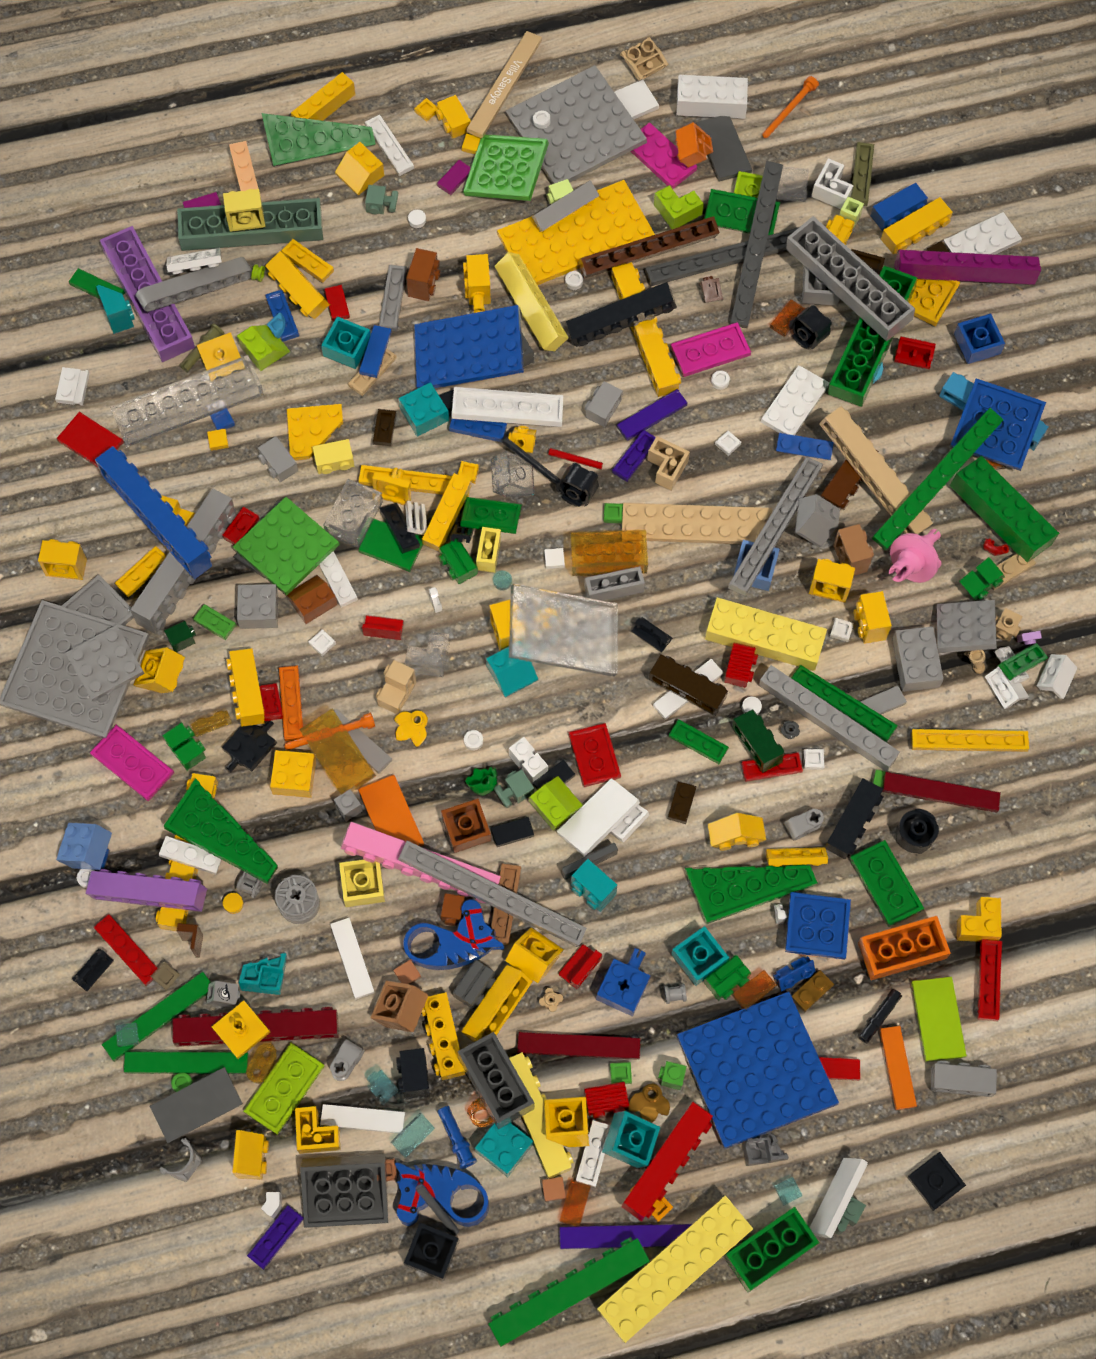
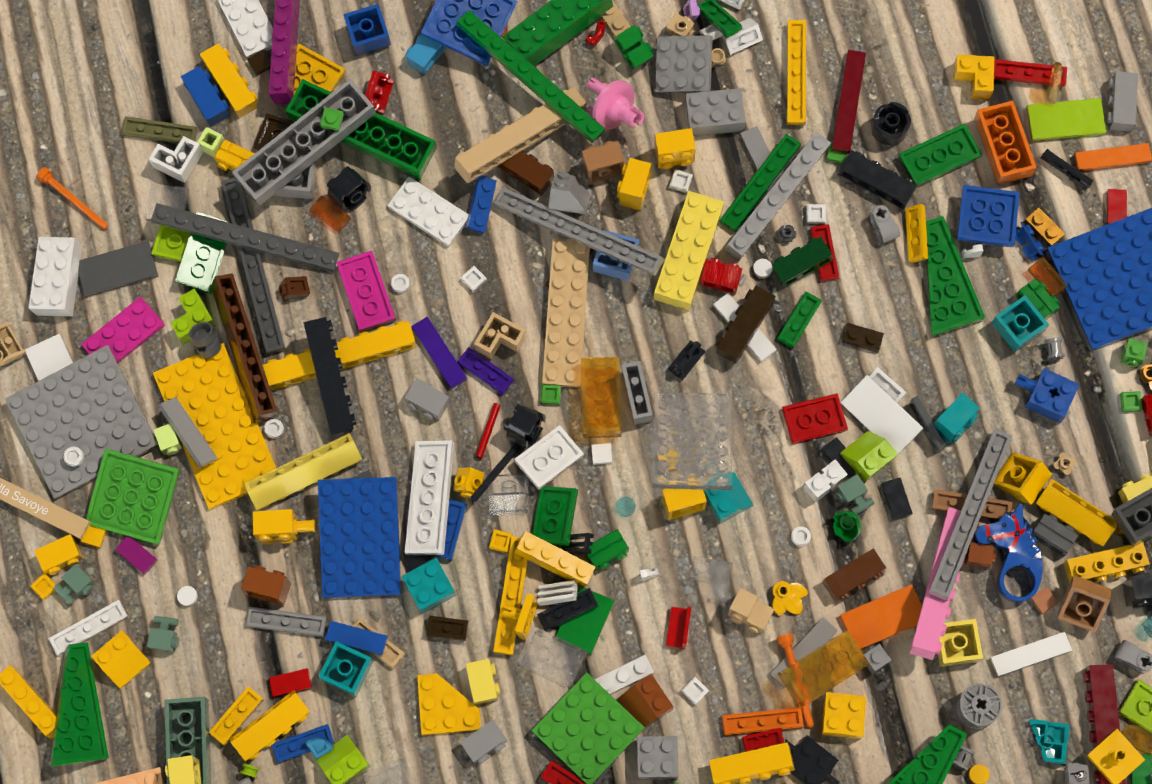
camera: 85 degrees left, 5 degrees up
(428, 132) = (76, 581): none -> sand green brick
(431, 786) = (854, 575): none -> reddish brown brick
(466, 825) = (896, 540): dark orange brick -> none
(488, 549) = (596, 517): light yellow brick -> none
(548, 509) = (549, 457): none -> white plate
(579, 1045) = (1107, 439): dark red tile -> none
(580, 966) = (1030, 435): red panel -> none
(654, 214) = (205, 339): none -> dark grey wheel
(692, 144) = (123, 296): orange brick -> none
(736, 830) = (897, 285): yellow brick -> none
(871, 294) = (332, 119): none -> bright green plate
(976, 1001) = (1054, 83): none -> clear yellow tile

